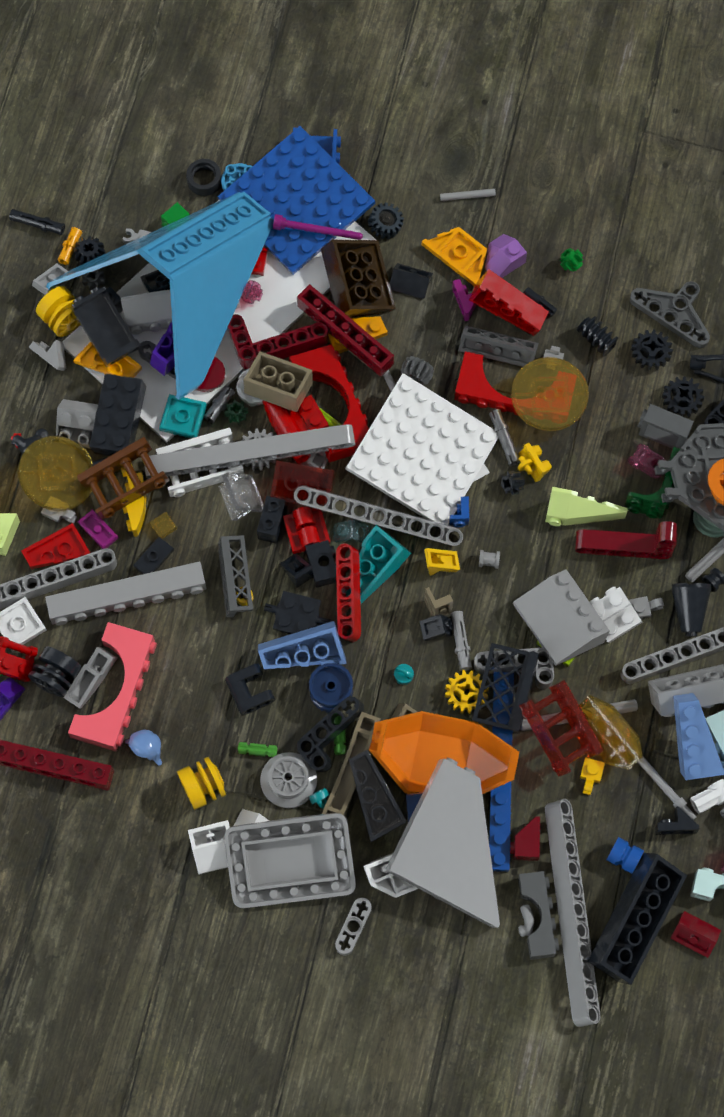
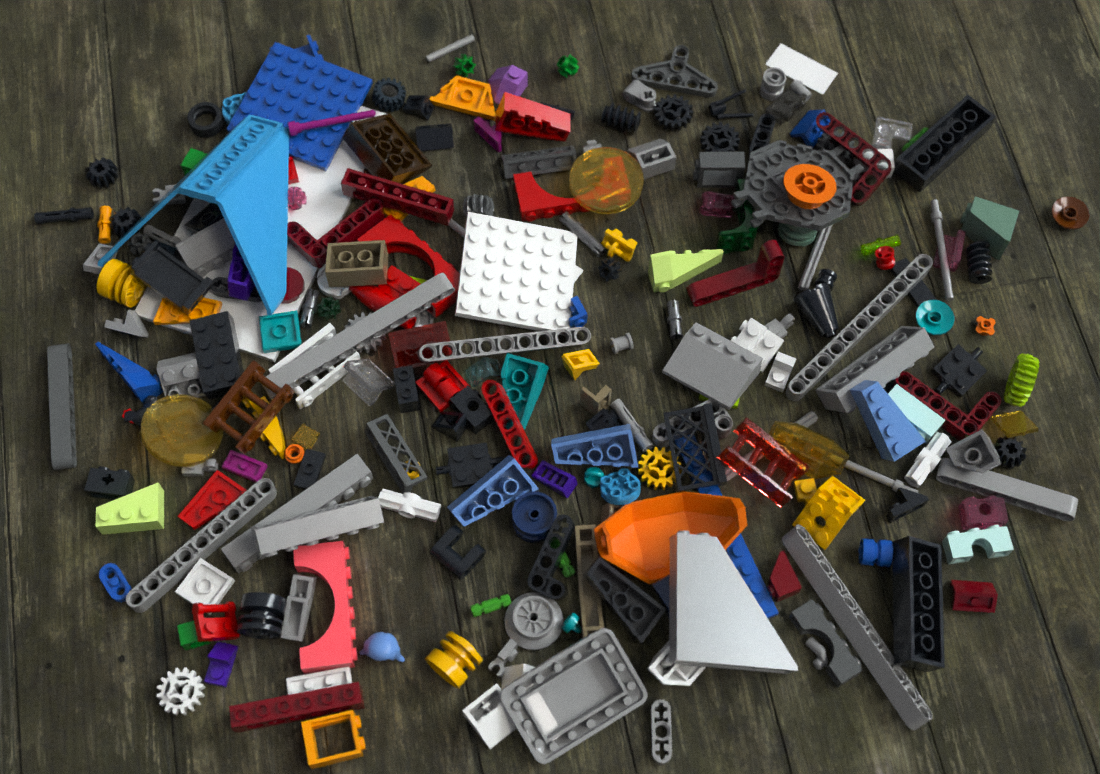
camera: 25 degrees left, 5 degrees down
(37, 406) = (135, 376): none -> blue wedge
(50, 798) = (310, 742): none -> light orange window
(80, 749) = (318, 680): none -> white tile
(93, 190) = (101, 173): none -> black gear
(121, 288) = (154, 232): none -> light grey pin
(135, 612) = (316, 525): none -> light grey brick
(146, 531) = (290, 450): none -> orange plate
(226, 628) = (409, 505): none -> white piece
(249, 799) = (507, 654): none -> light grey plate
(373, 671) = (566, 484): none -> dark purple slope
(409, 243) = (419, 105): none -> black bracket
(417, 648) = (598, 447): none -> medium blue wedge
(421, 694) = (620, 487): none -> dark azure tile
(474, 222) = (464, 60): none -> green gear
(550, 557) = (674, 319): none -> flat silver pin
(607, 388) = (654, 157): none -> light grey slope
(608, 794) = (835, 504): none -> yellow bracket
(626, 649) = (780, 372): none -> white slope
(628, 319) = (640, 96): none -> light grey piece

